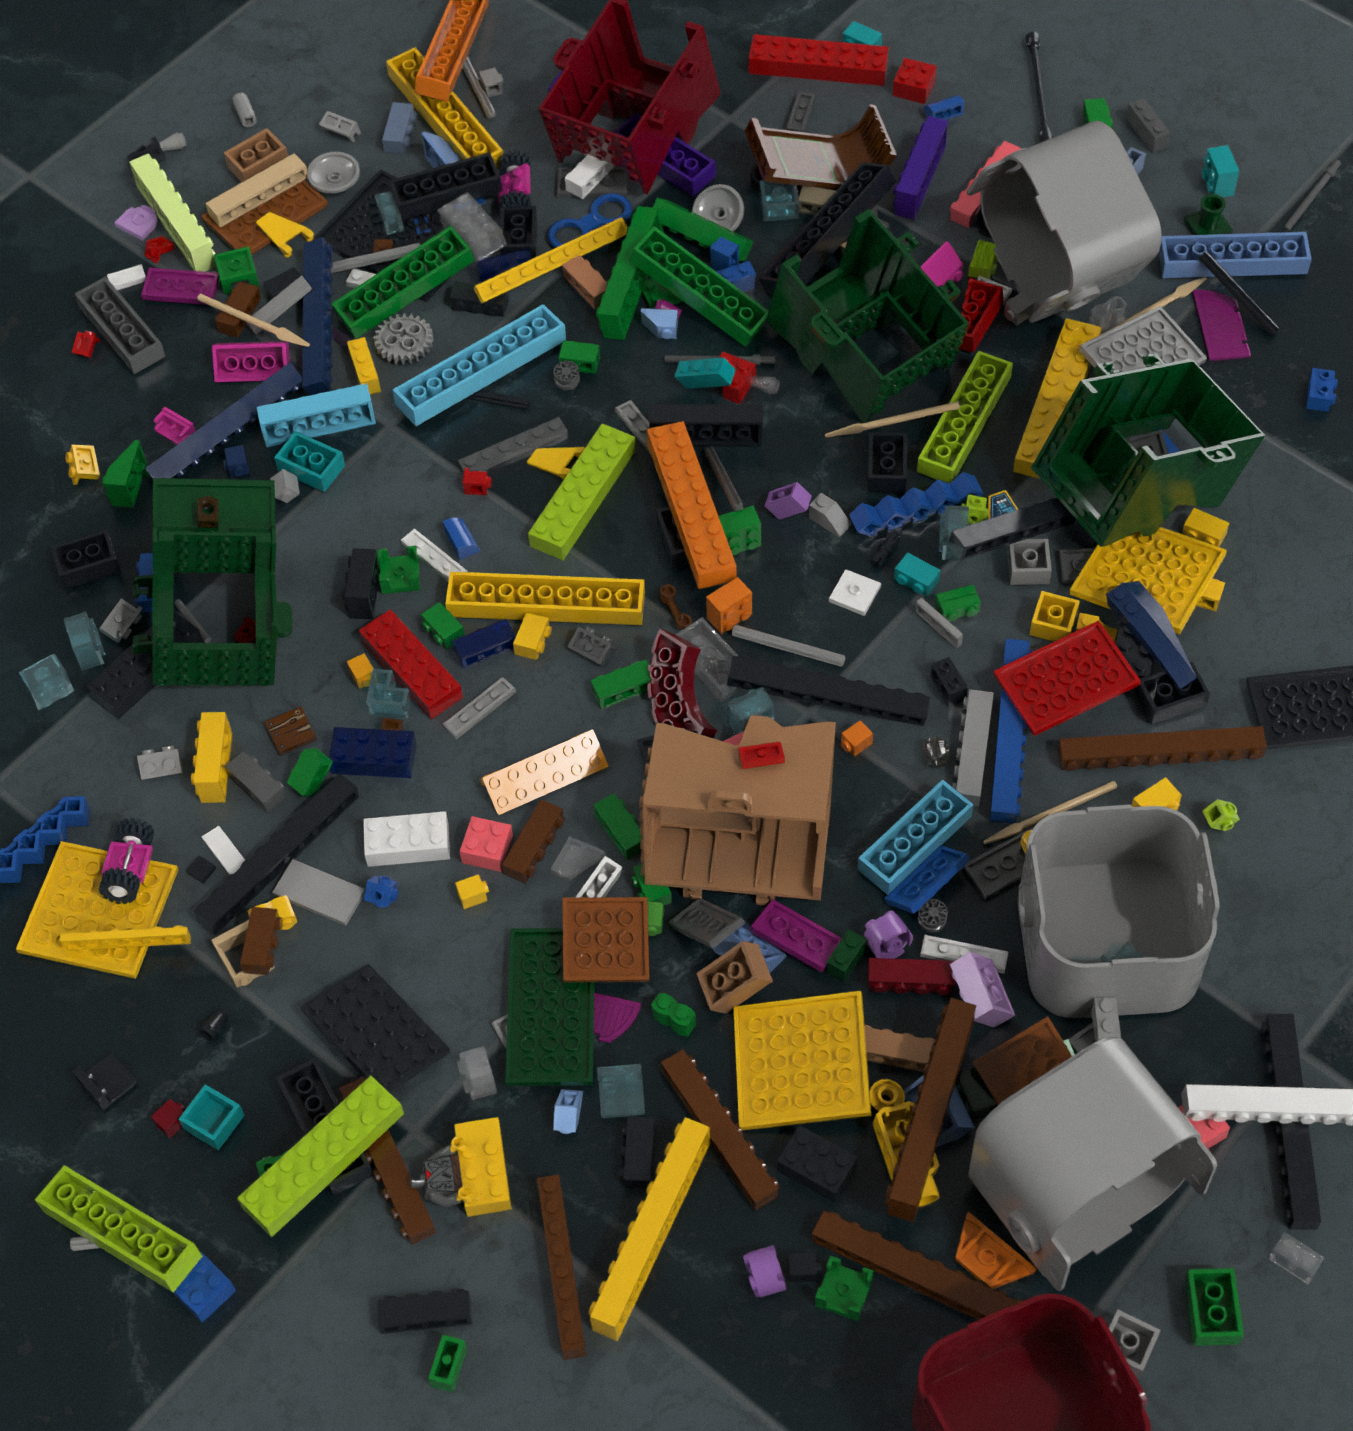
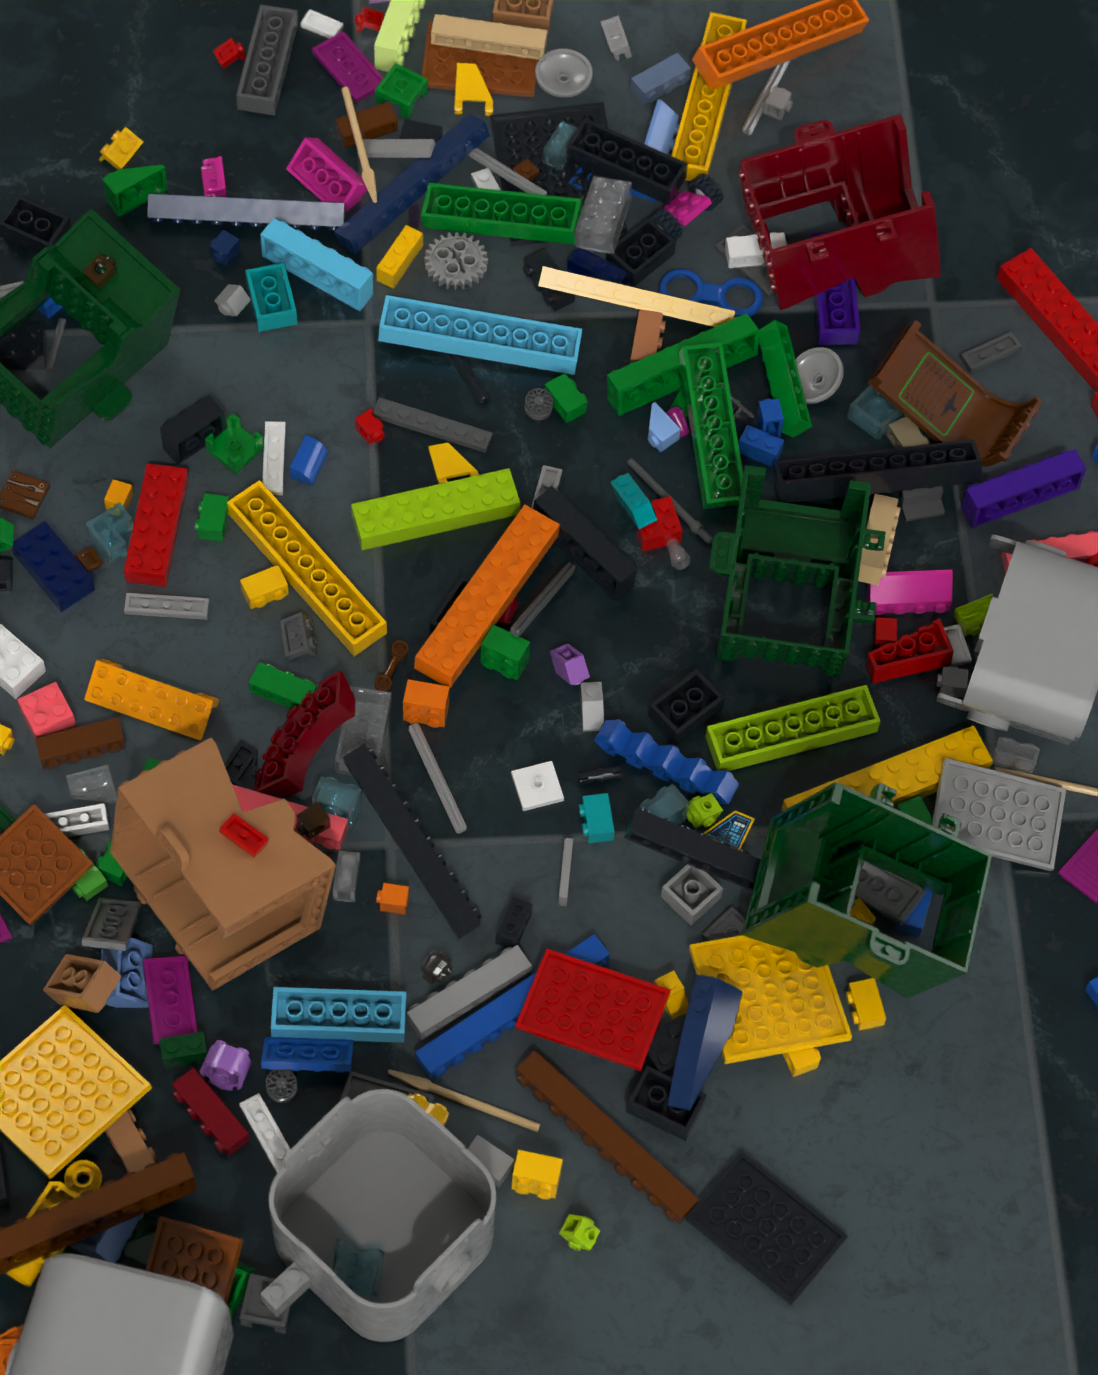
camera: 40 degrees right, 5 degrees up
(484, 643) = (224, 559): clear blue brick -> none
(670, 1013) = (18, 967): green brick -> none
(858, 427) = (736, 679): tan piece -> none
(958, 603) = (599, 871): green brick -> none
(982, 987) = (238, 1174): lavender brick -> none
(1054, 616) = (653, 954): yellow brick -> none

